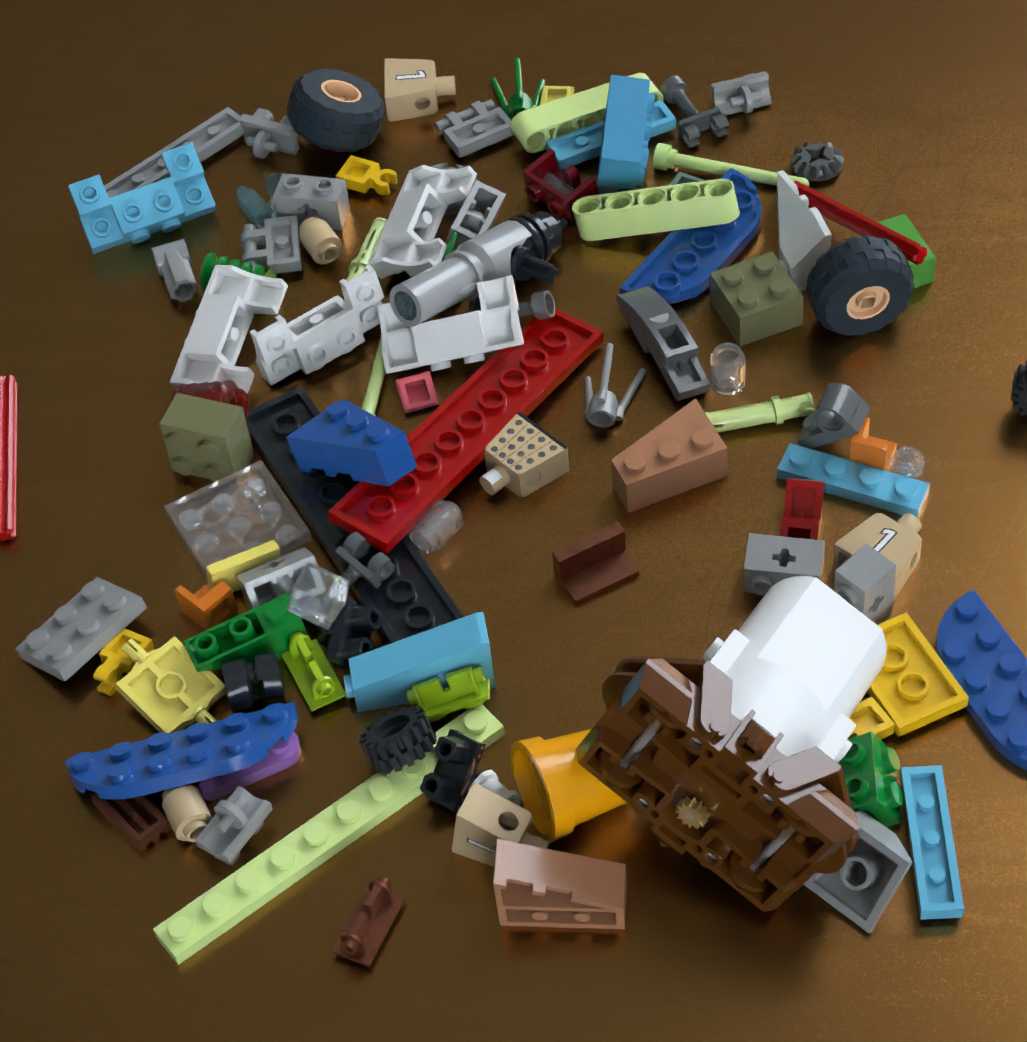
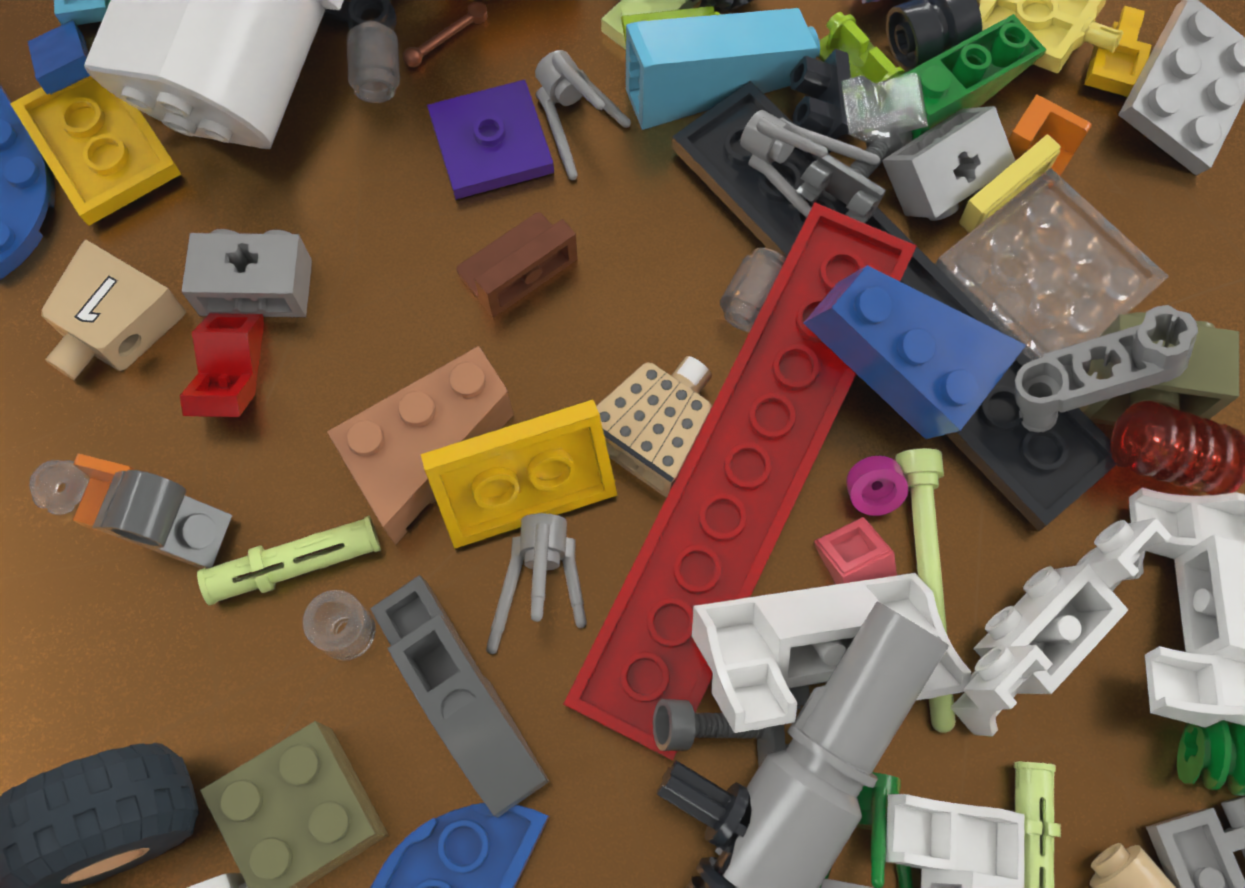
camera: 165 degrees right, 20 degrees up
(229, 404) = (1061, 377): none -> light grey beam
(395, 415) = (877, 485): none -> dark pink tile
(400, 592) = (774, 140): none -> light grey plant
(542, 681) = (566, 84): none -> light grey plant
(597, 647) = (490, 139): none -> dark purple plate
(609, 423) = (521, 471): none -> yellow plate
(855, 480) = (197, 463): medium azure plate -> none
(867, 583) = (129, 212): light grey brick -> none
(932, 726) = (59, 57): none -> blue tile

